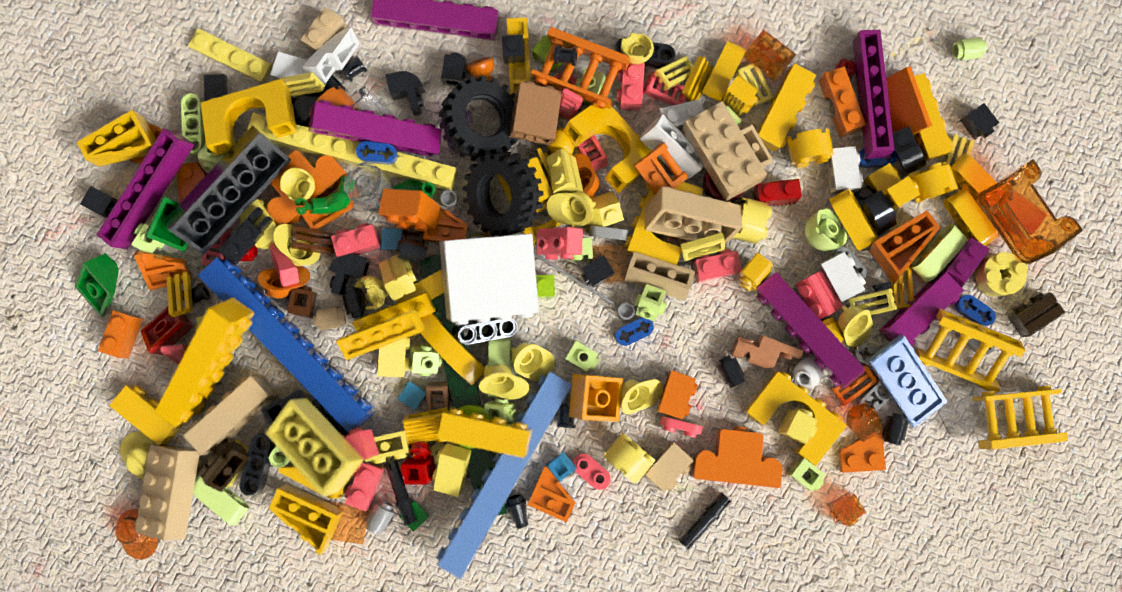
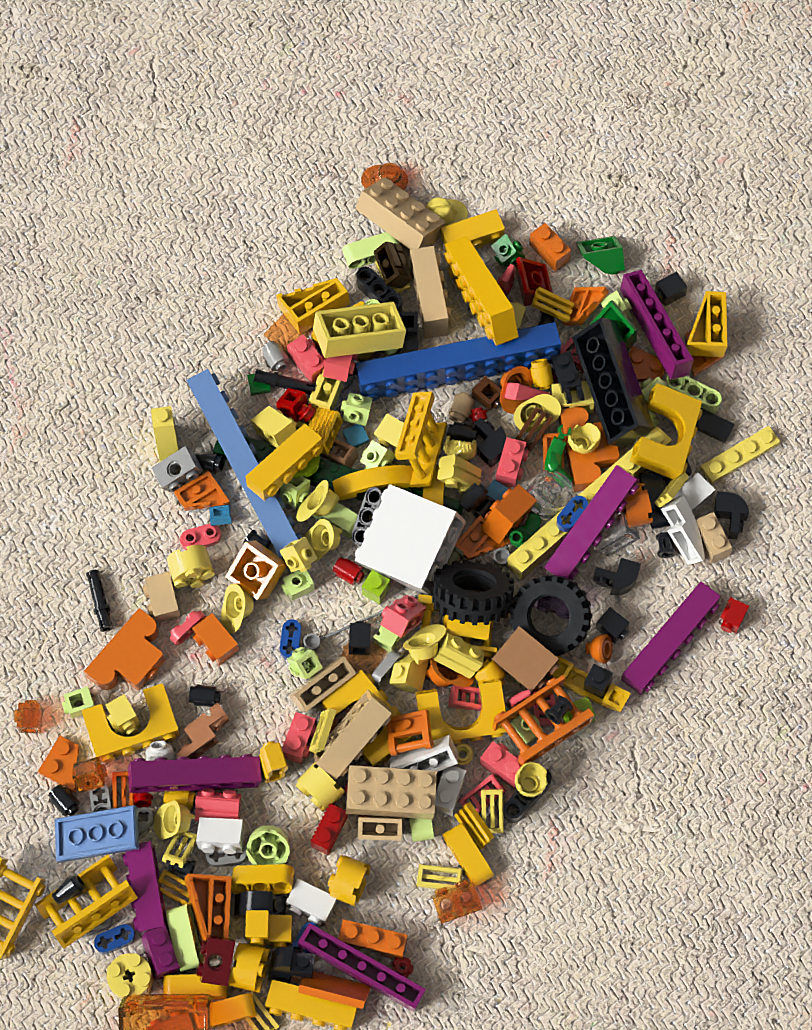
camera: 125 degrees right, 15 degrees down
(147, 369) = (507, 250): none -> green brick
(255, 263) = (541, 374): none -> yellow brick
(285, 30) = (731, 507): none -> black brick
(327, 298) = (478, 413): none -> red plate
(388, 408) = (356, 409): none -> yellowish green brick
(520, 565) = (165, 431): none -> light yellow slope
(544, 320) = (348, 571): none -> red brick
(553, 541) = (166, 470): none -> light grey brick
(562, 366) = (298, 555): none -> light yellow brick
(640, 121) = (468, 750): none -> light yellow plate
(740, 96) = (434, 847): yellow brick -> none
(785, 106) = (400, 886): yellow brick -> none
(951, 206) = (216, 974): none -> dark red brick
(971, 369) = (69, 888): none -> black cone
(1036, 314) = (75, 988): dark brown brick -> none

